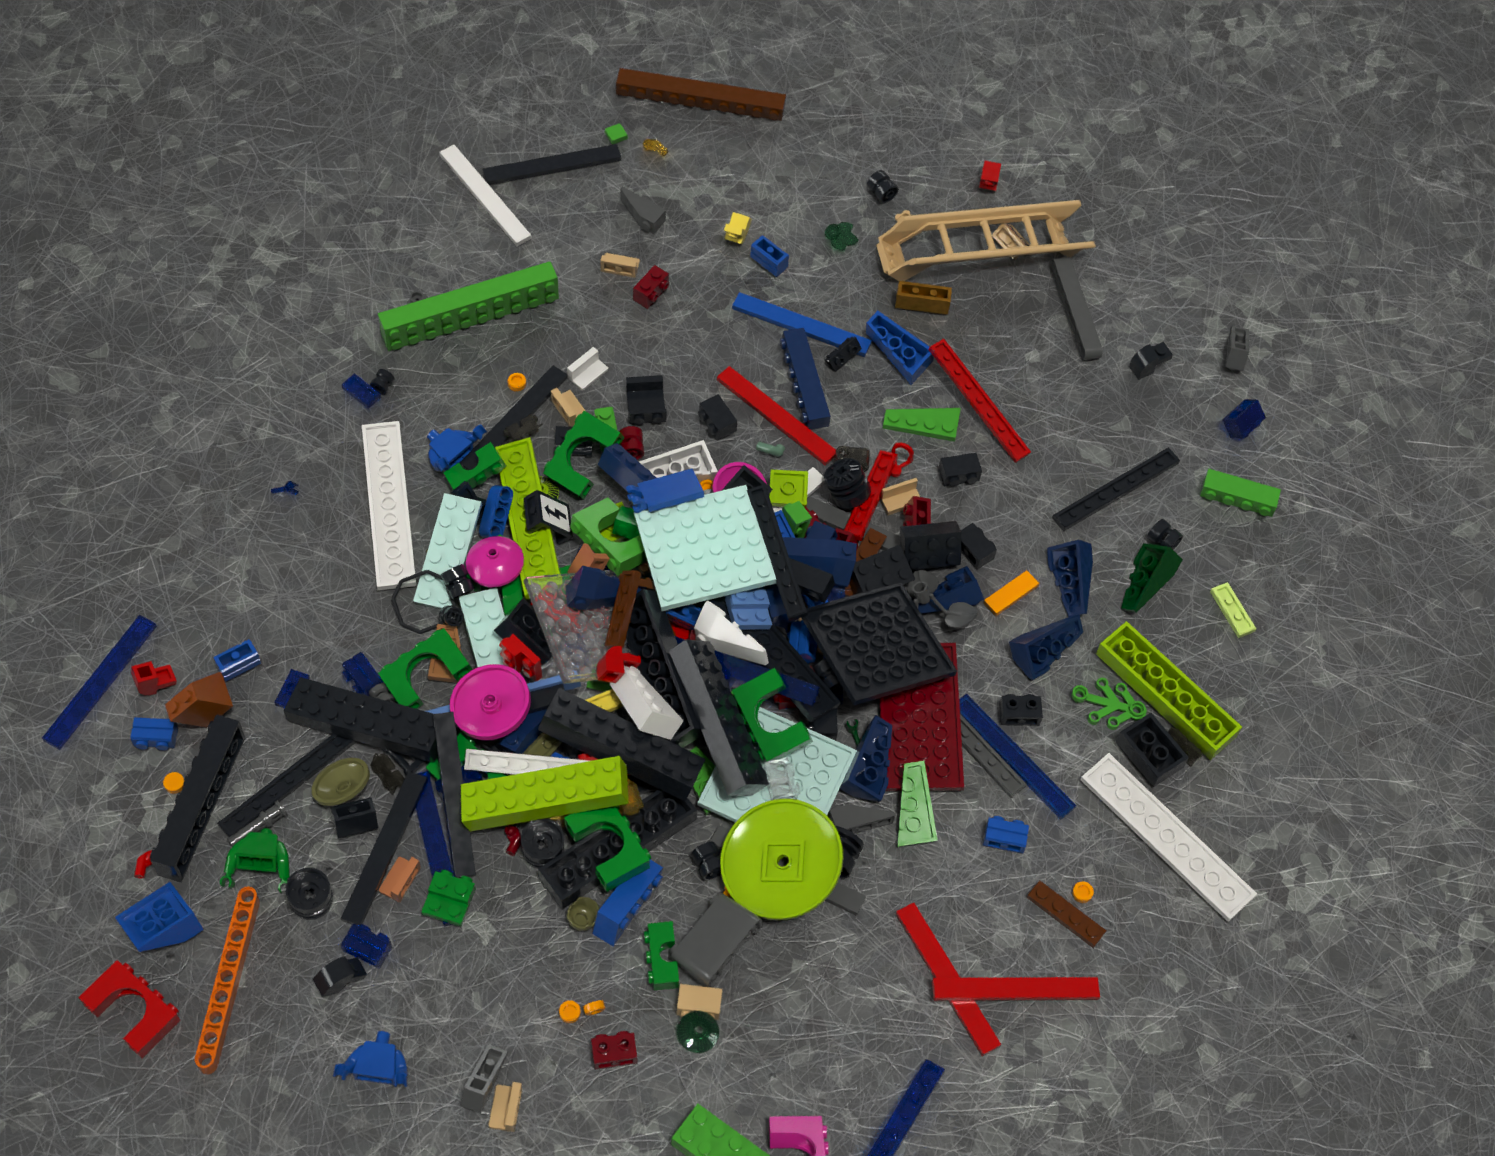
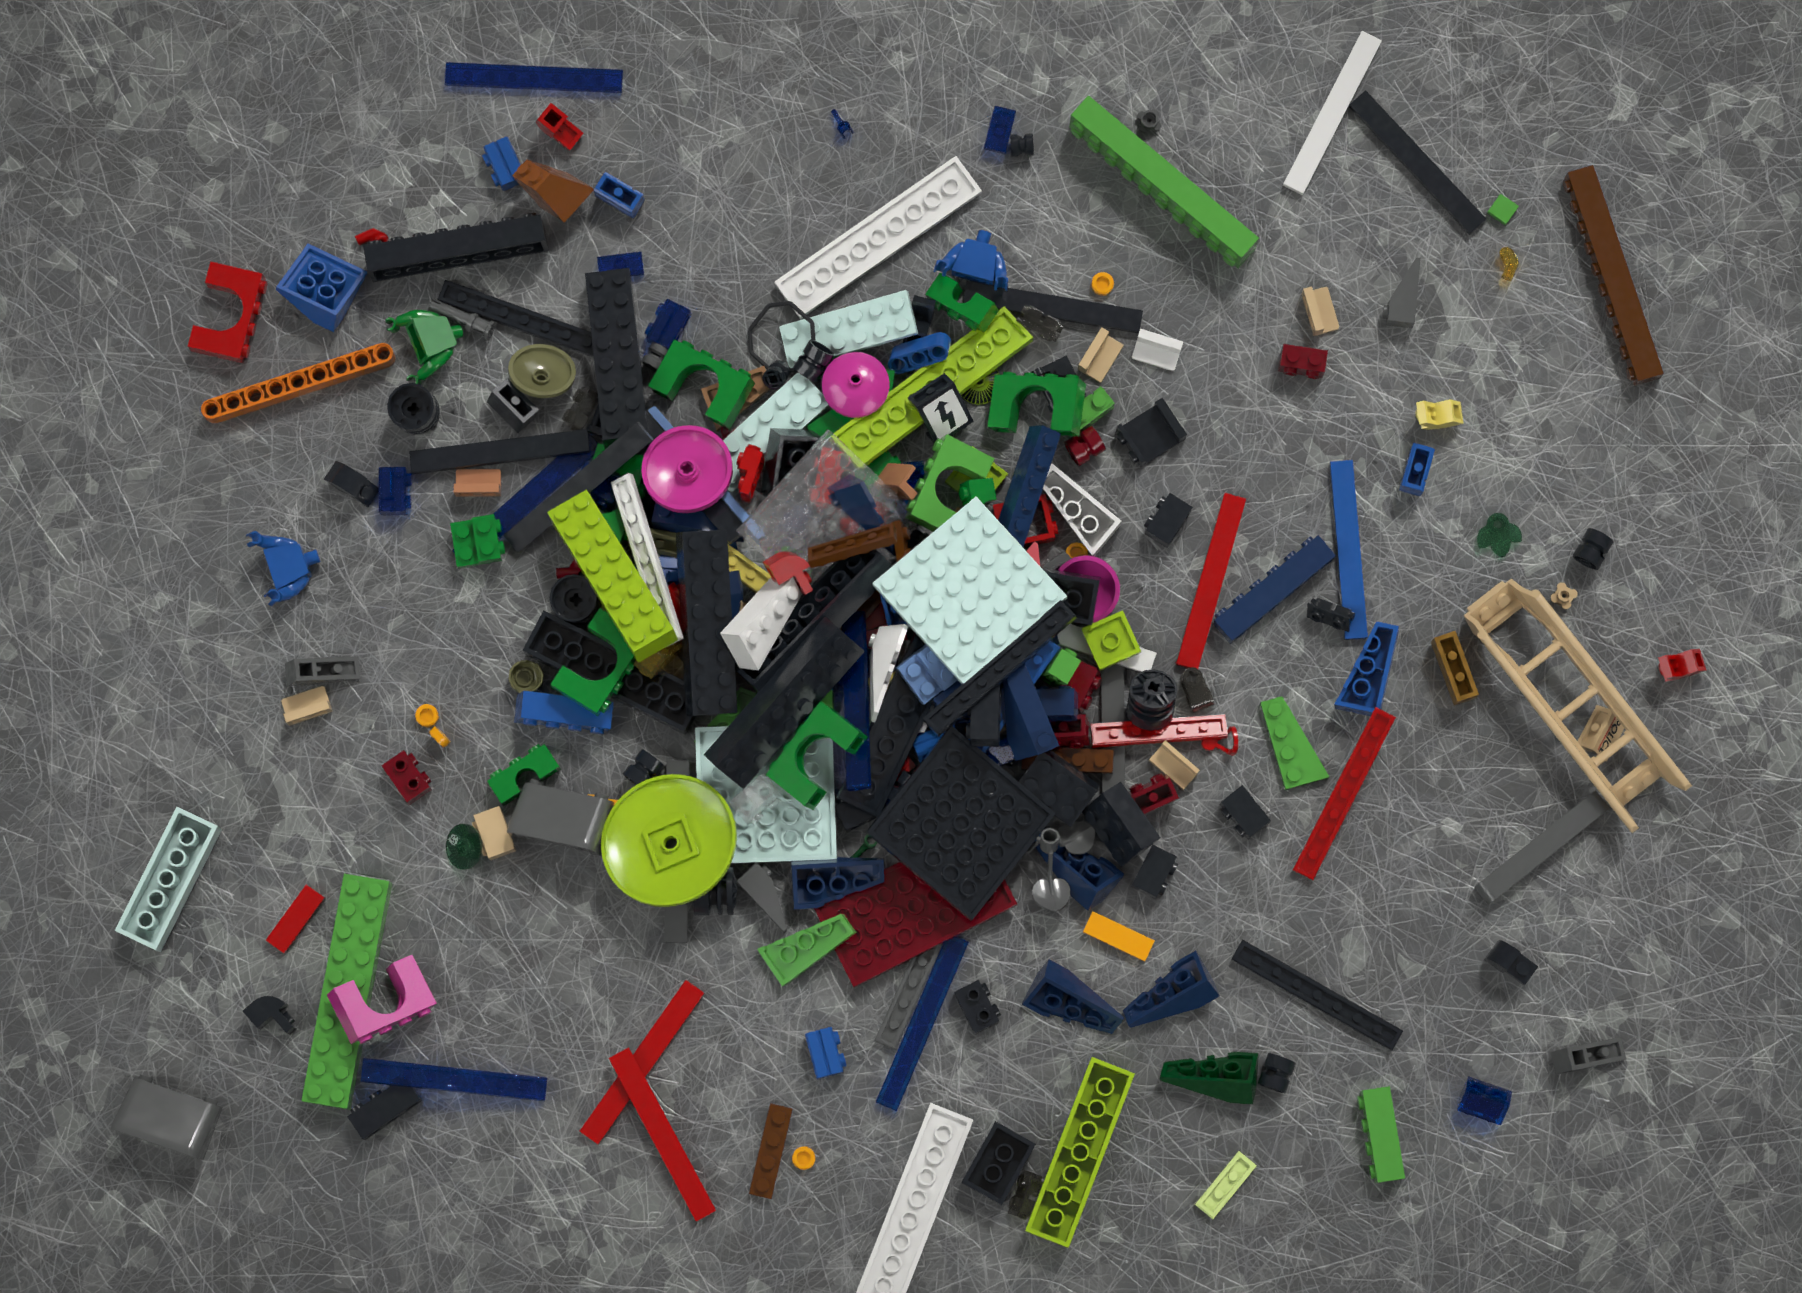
camera: 70 degrees right, 20 degrees up
(173, 782) = (466, 213): light orange tile -> none
(665, 491) = (1015, 517): blue tile -> none
(770, 449) = (1160, 596): sand green arm -> none
(1111, 702) = (1037, 1100): bright green plant -> none

